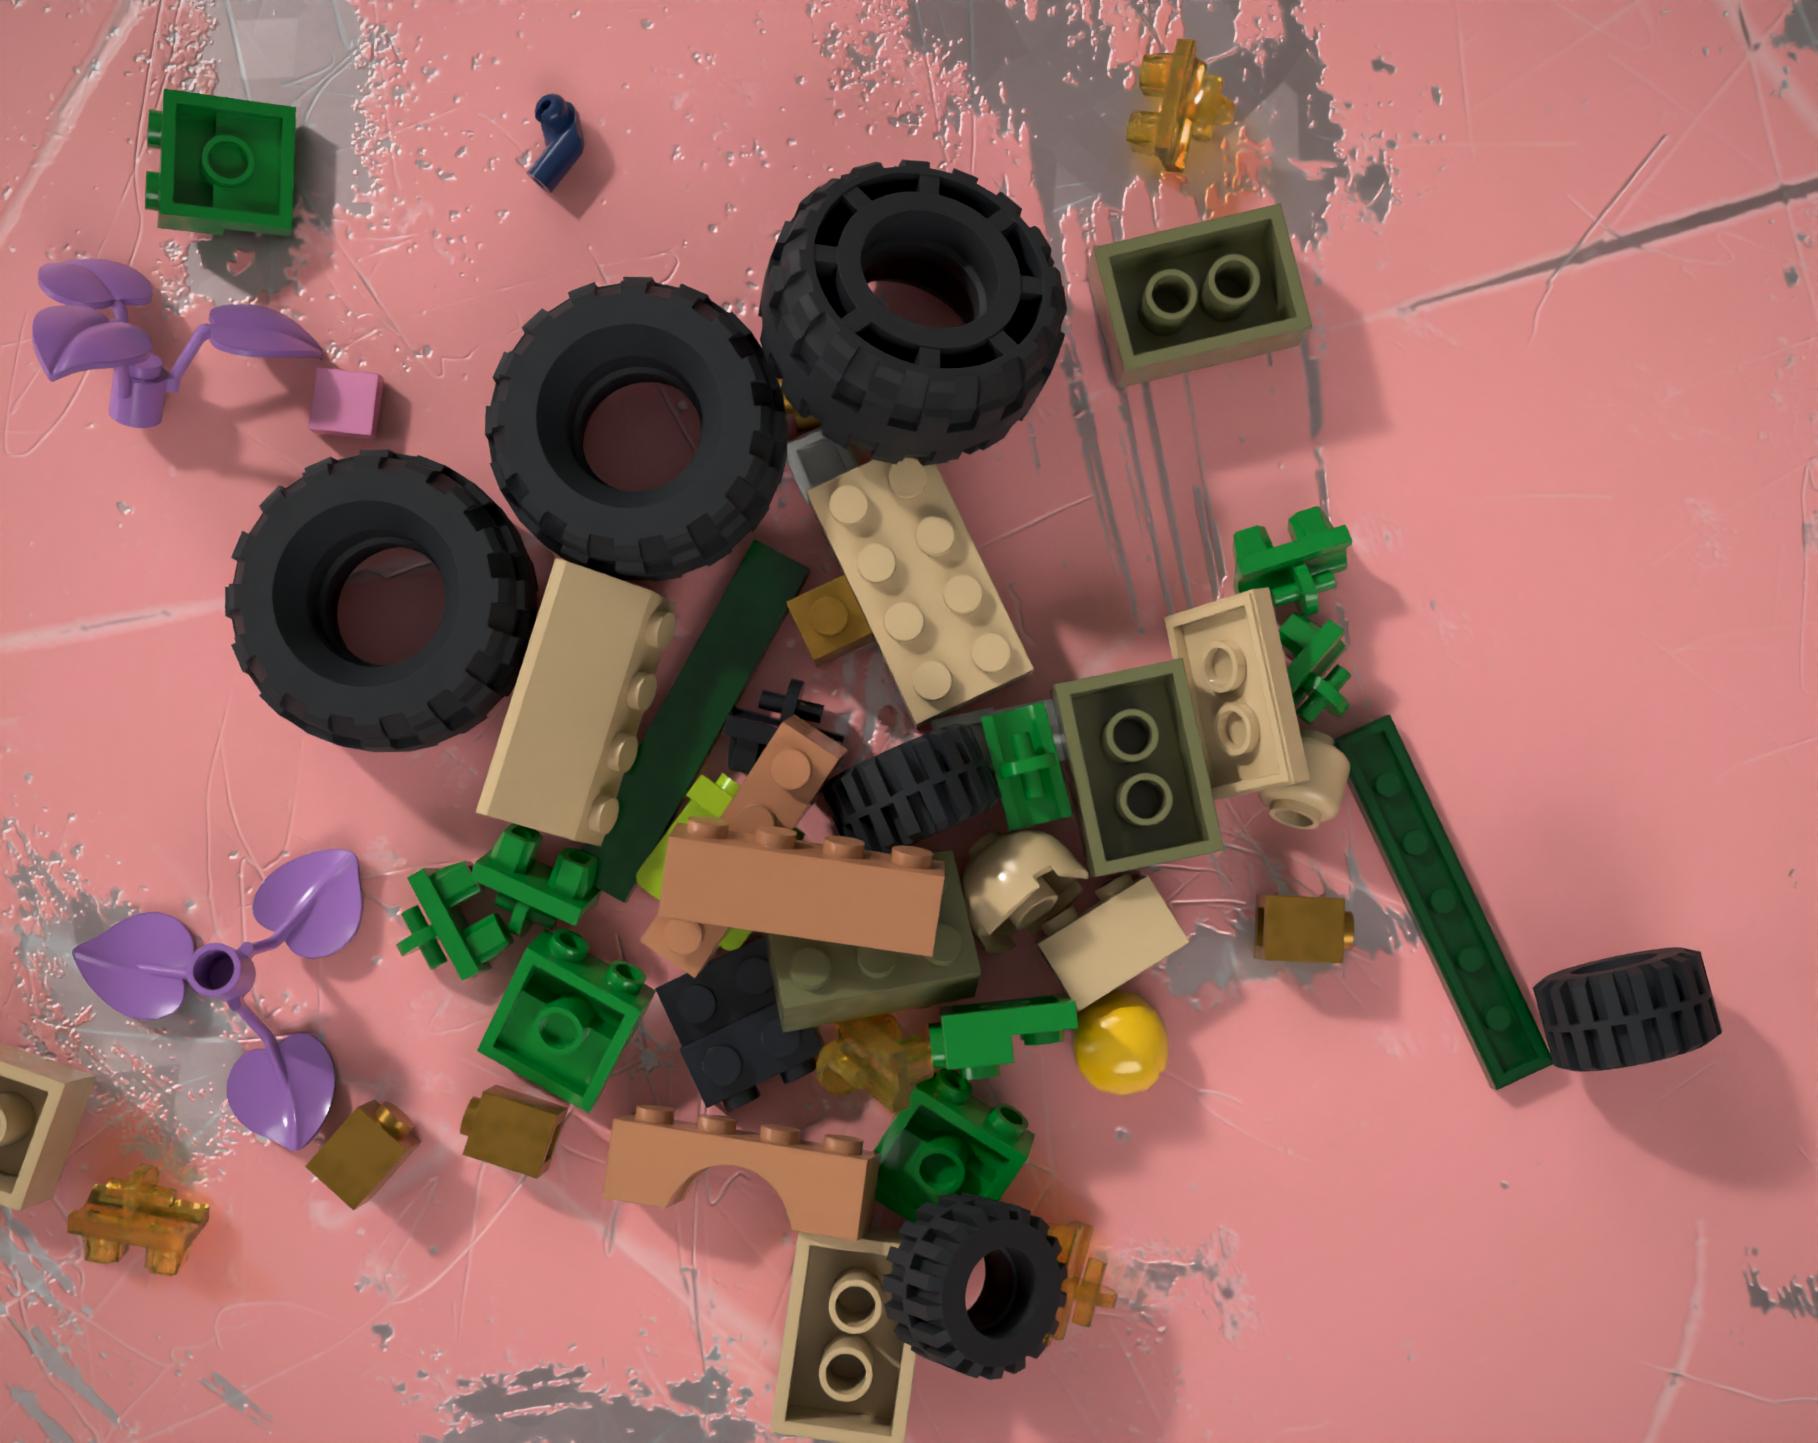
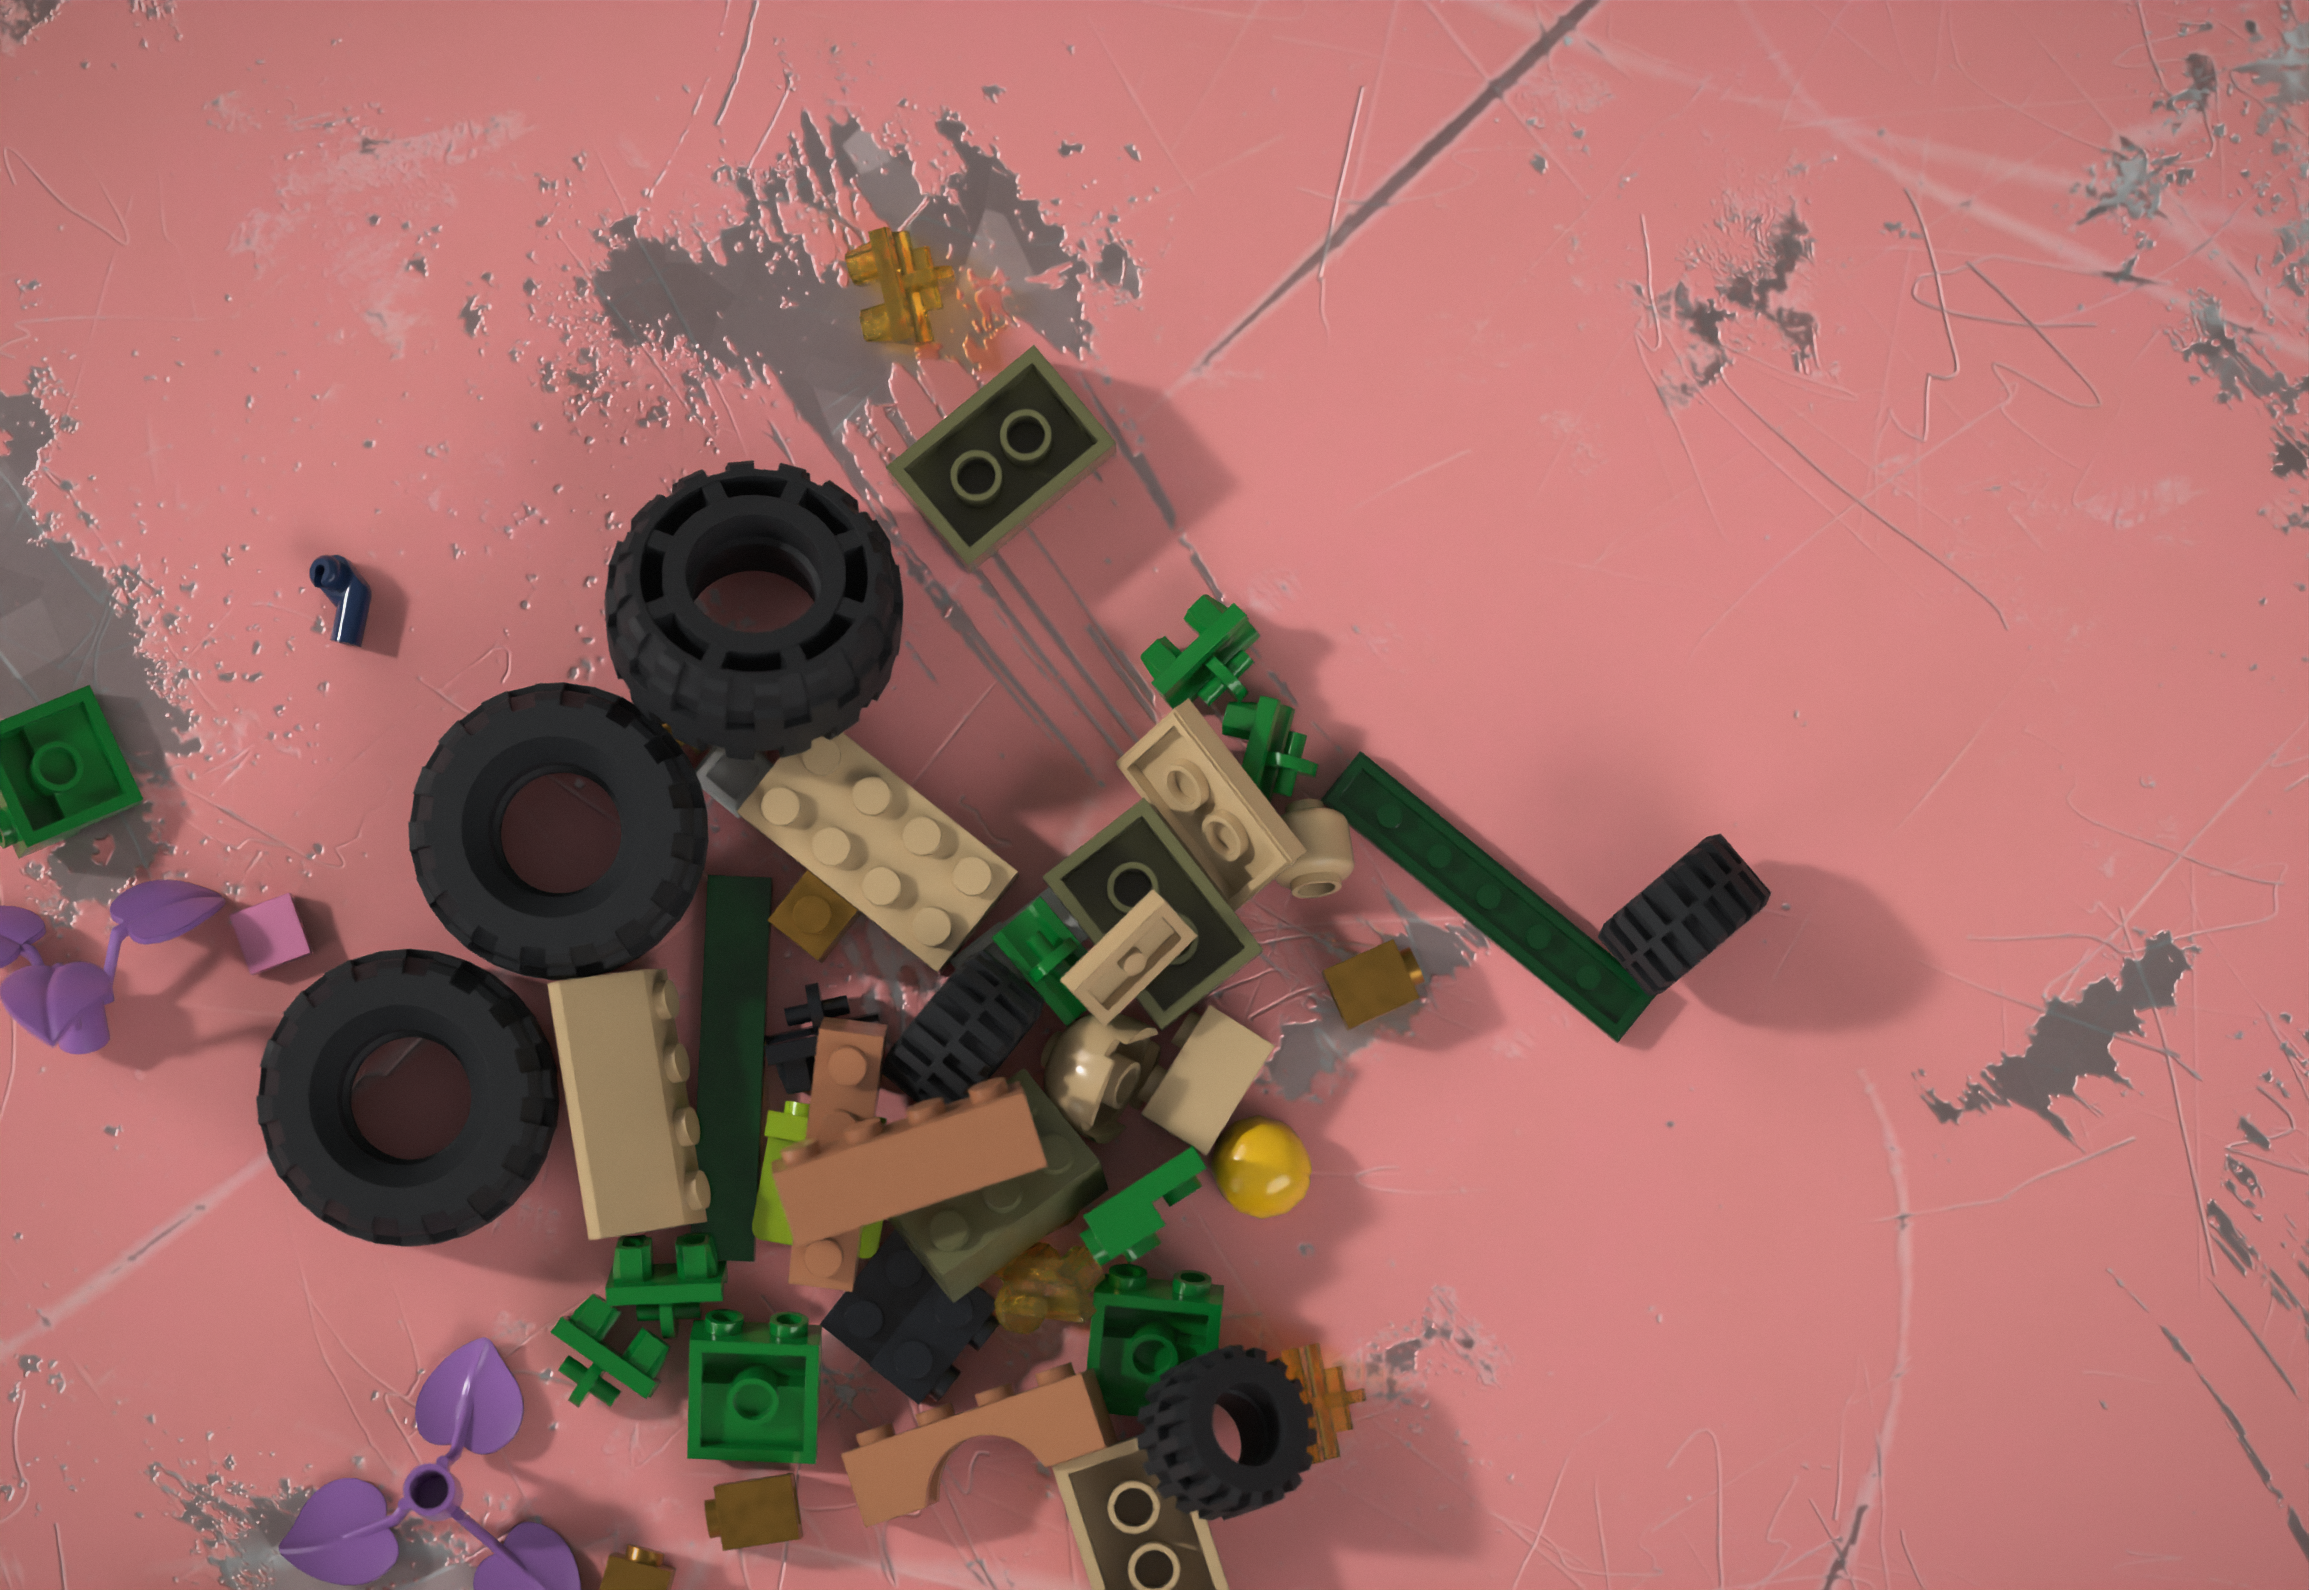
camera: 25 degrees left, 0 degrees up
(1100, 797) = (1128, 958): none -> tan plate

